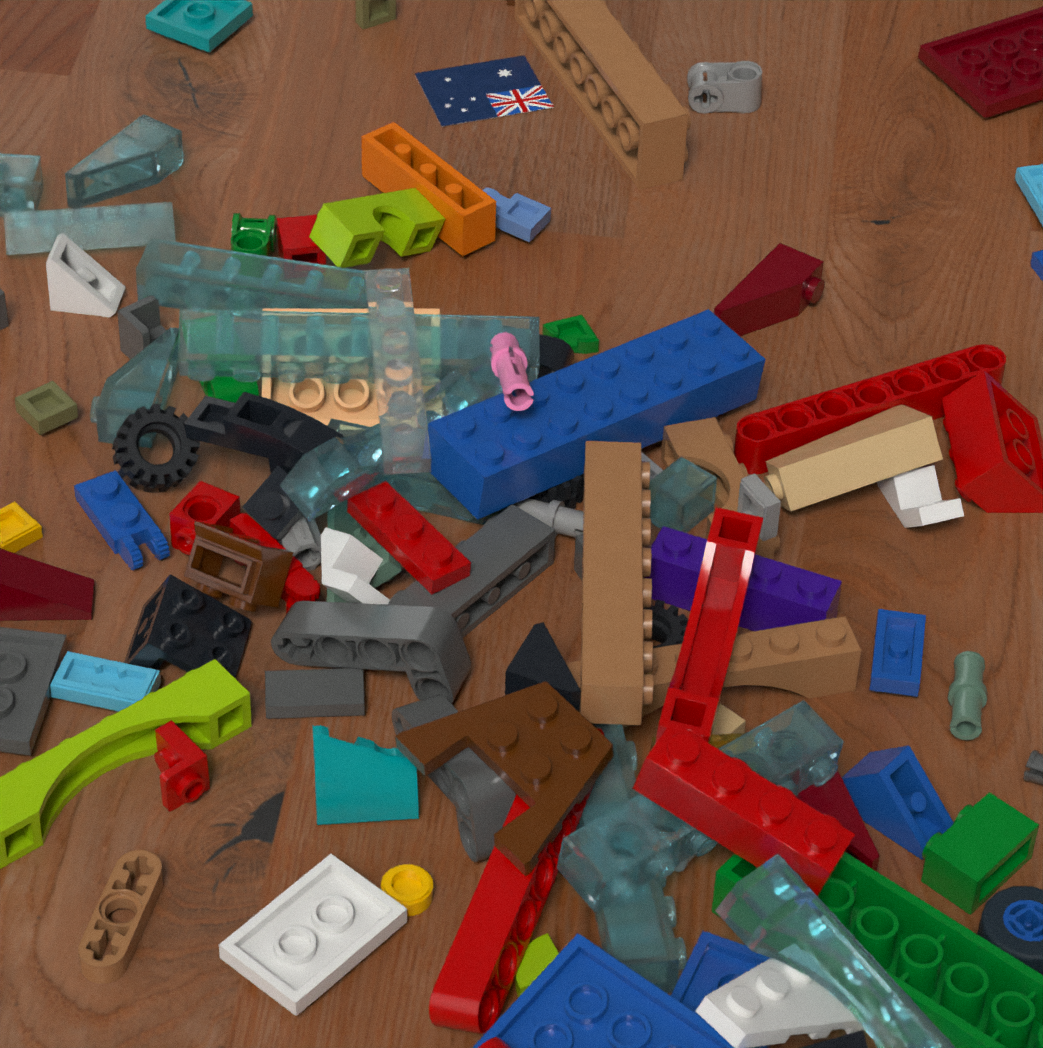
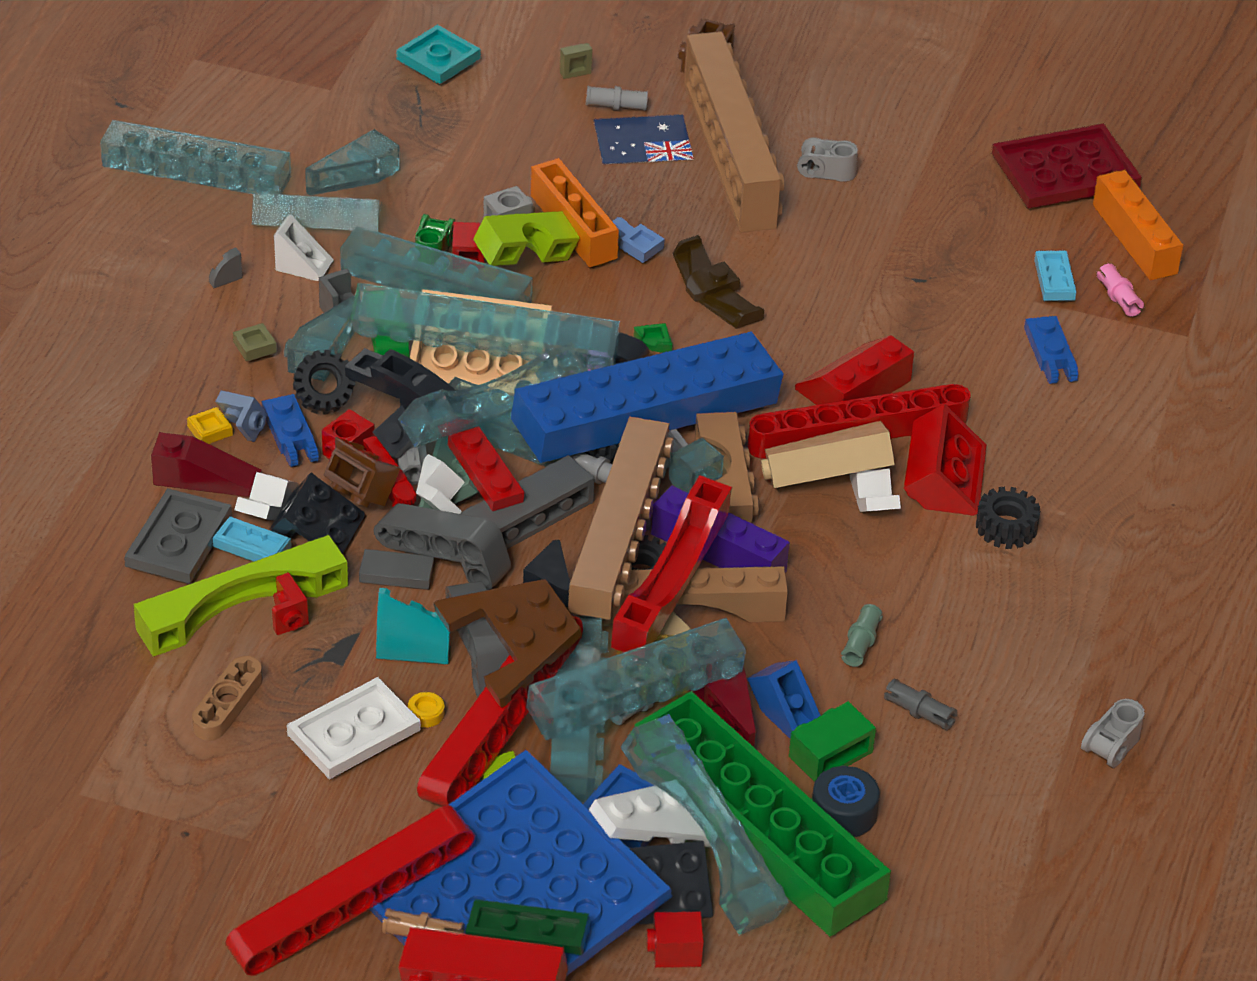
camera: 10 degrees right, 0 degrees up
(54, 503) = (244, 412): none -> sand blue bracket
(111, 616) = (266, 496): none -> white slope
(337, 185) = (508, 202): none -> light grey brick
(397, 372) = (503, 347): clear plate -> none
(438, 43) = (616, 98): none -> light grey pin
(511, 371) = (592, 352): bright pink pin -> none
(628, 258) = (714, 284): none -> dark brown plate
(740, 806) = (655, 681): red brick -> none
(759, 501) = (743, 481): light grey tile -> none
(773, 291) = (811, 325): dark red slope -> none
(851, 346) = (864, 372): none -> red slope
(897, 652) = (820, 598): blue plate -> none

